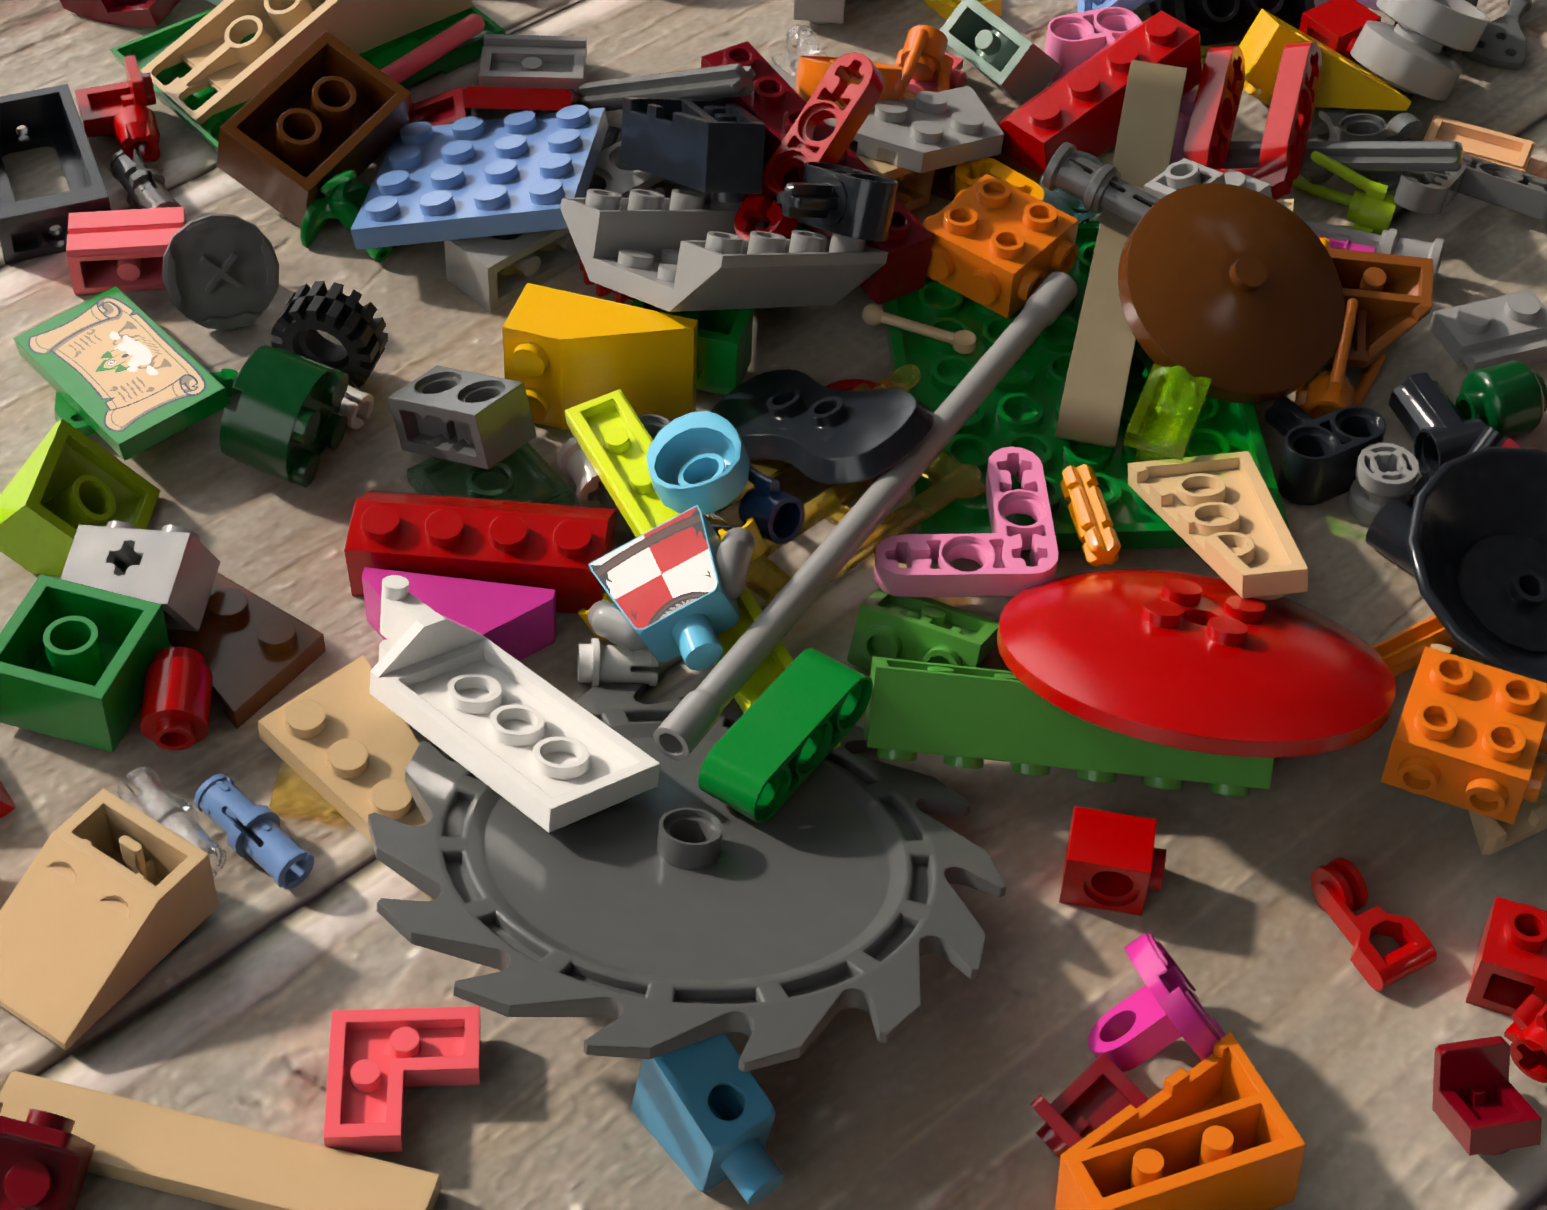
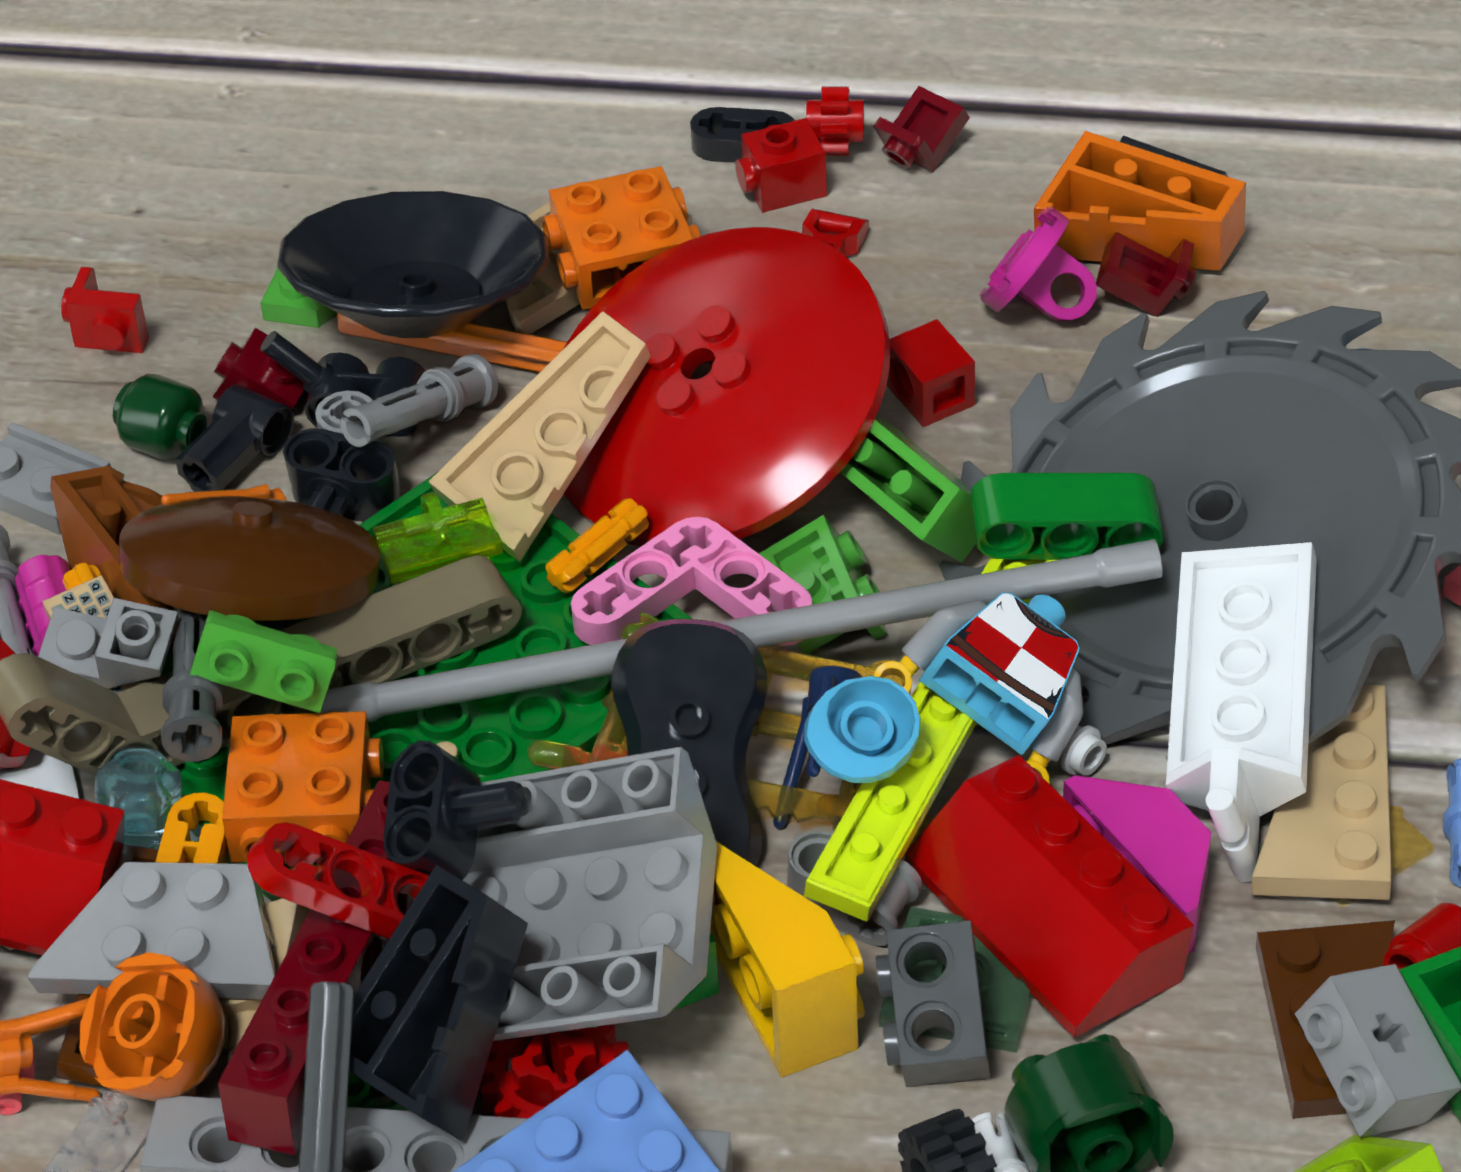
camera: 125 degrees left, 0 degrees up
(1088, 216) = (264, 661): none -> bright green bracket
(1369, 536) = (436, 396): none -> light grey pin

